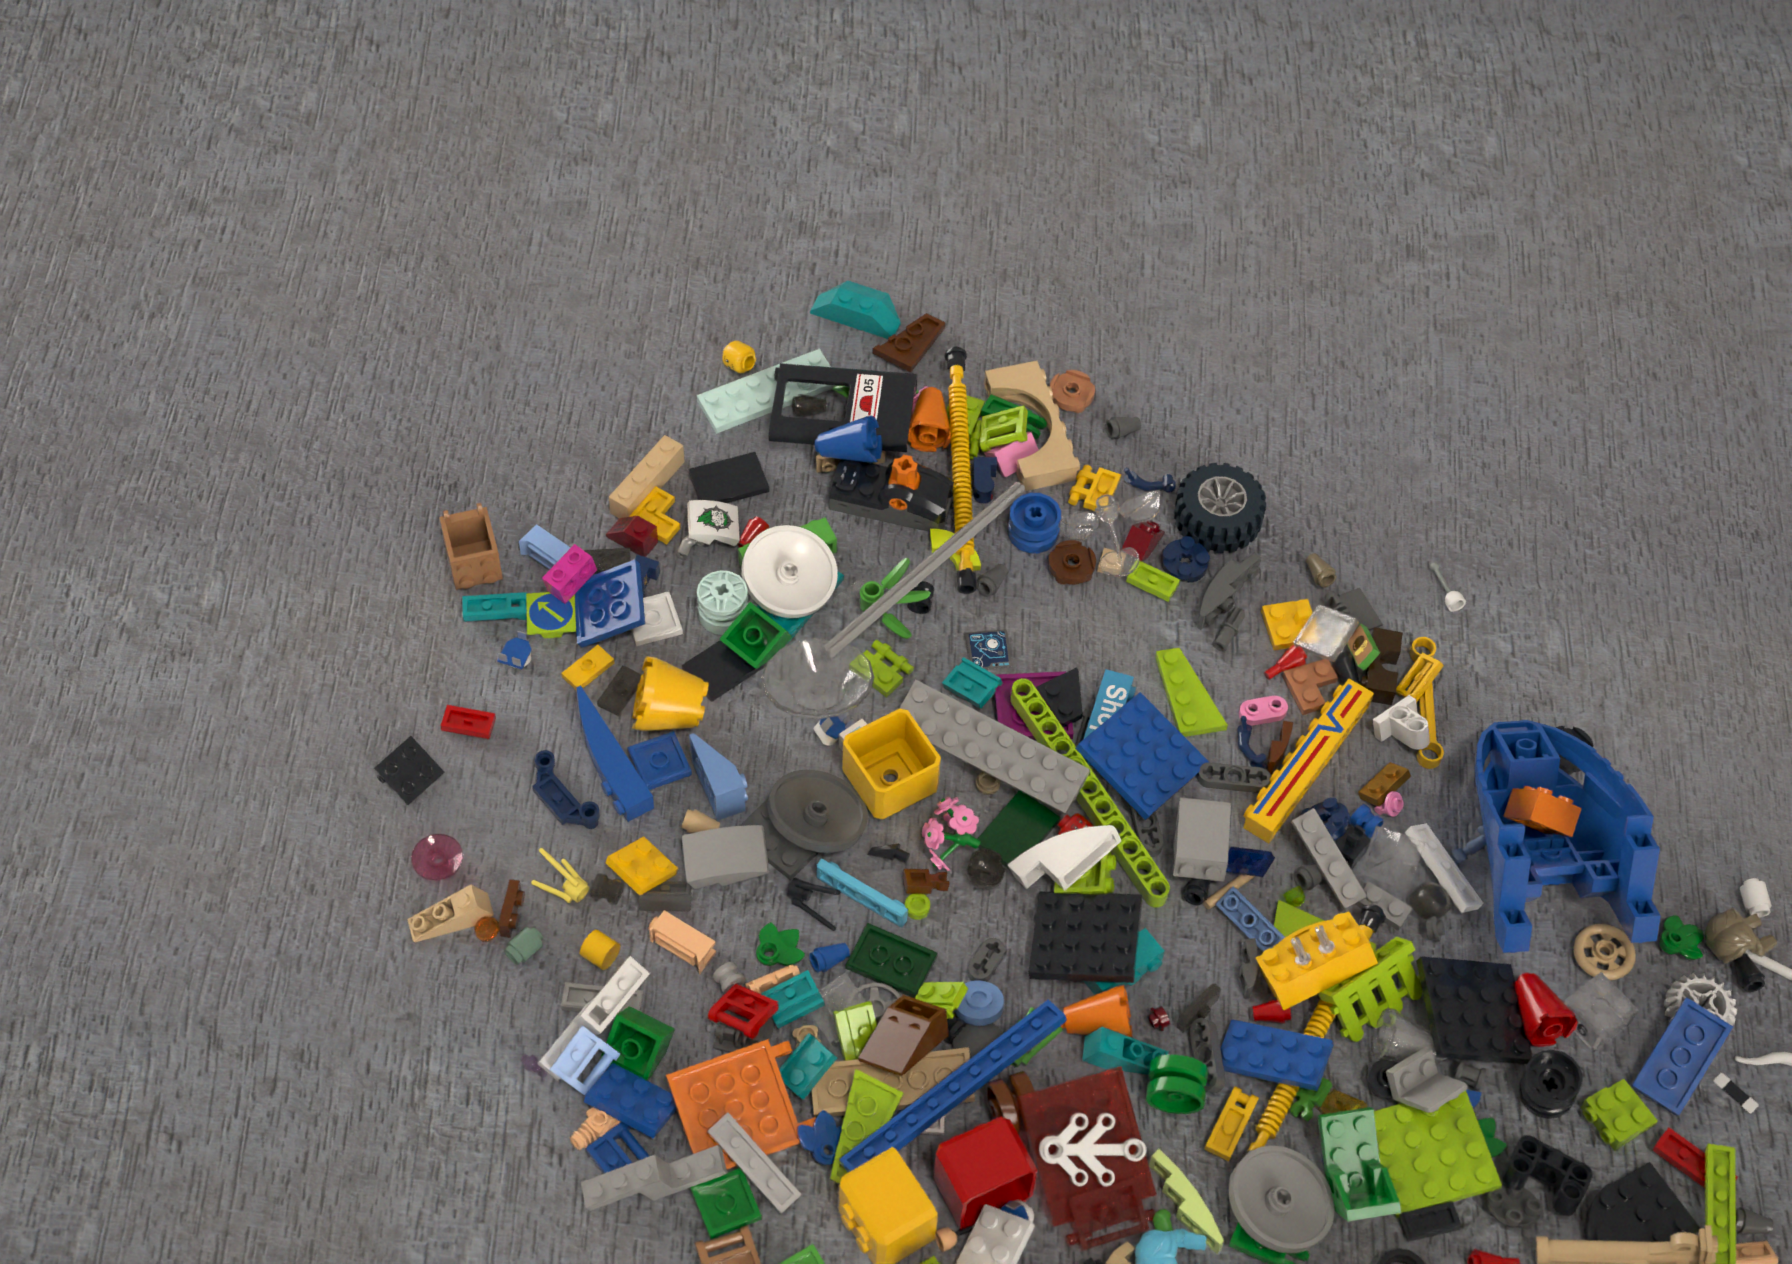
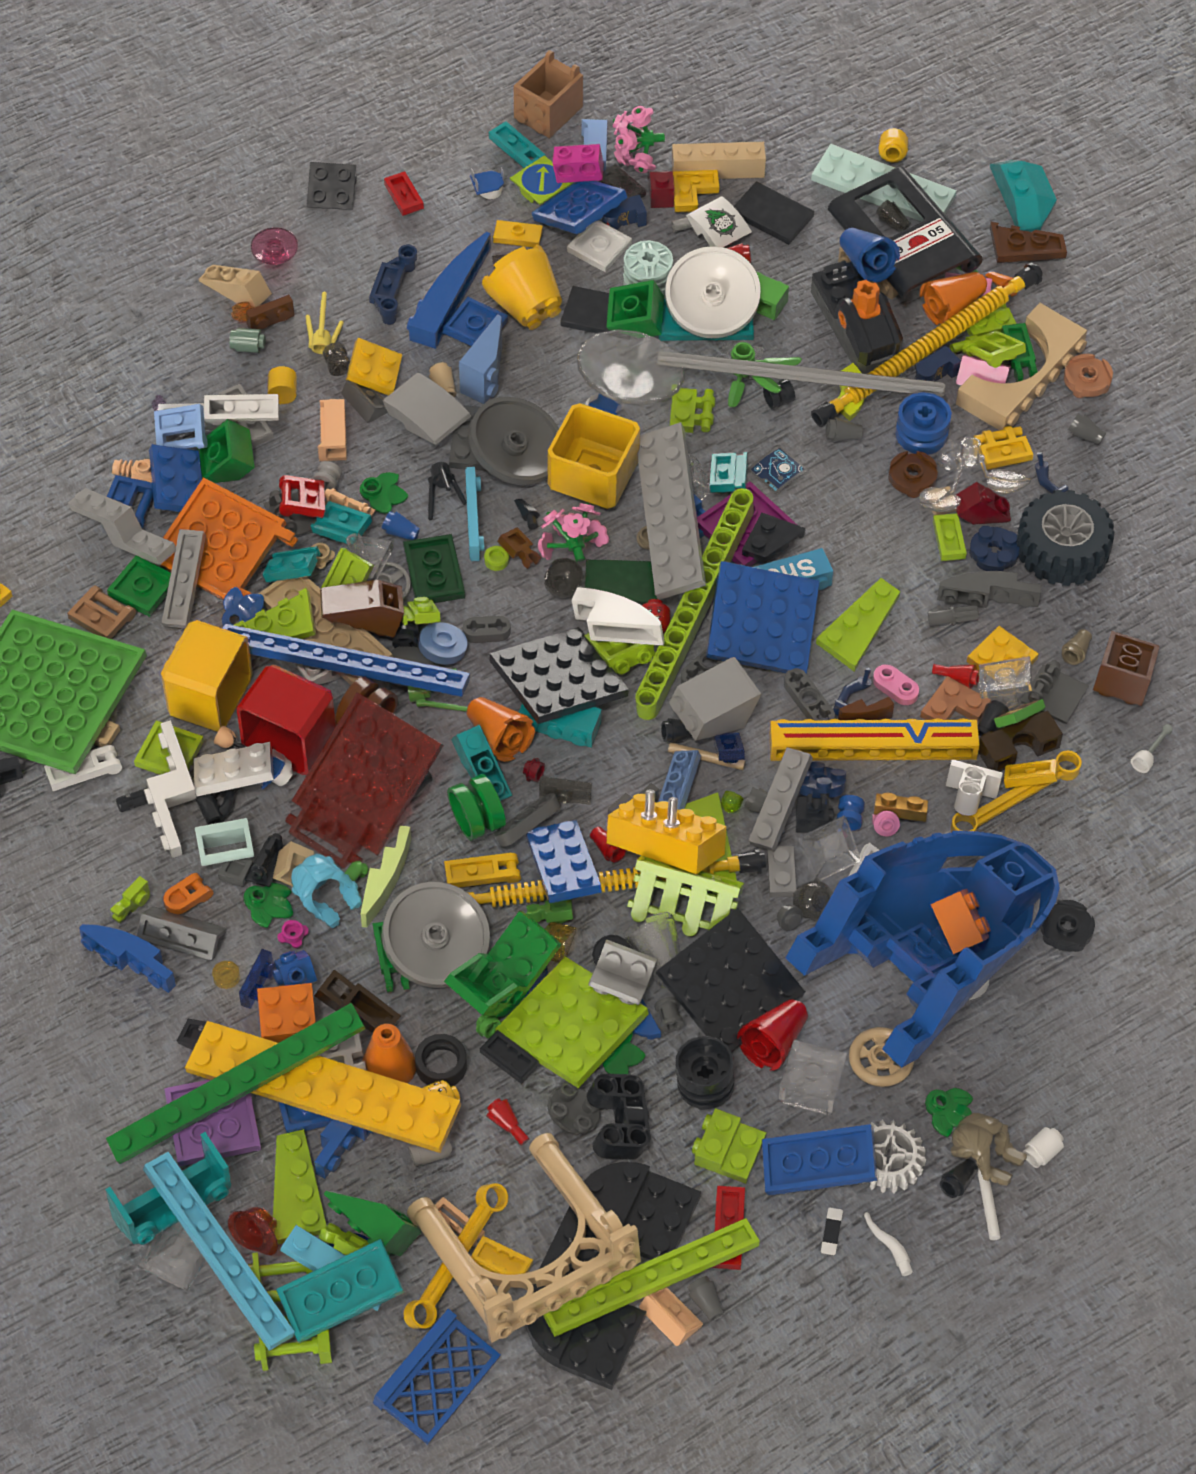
camera: 55 degrees right, 0 degrees up
(581, 517) = (635, 139): none -> bright pink plant
(934, 381) = (1000, 280): none -> orange bar
(1086, 1149) = (358, 770): white plant -> none
(1365, 552) = (1126, 668): none -> reddish brown slope
(1389, 1221) = (486, 1025): none -> bright green plate

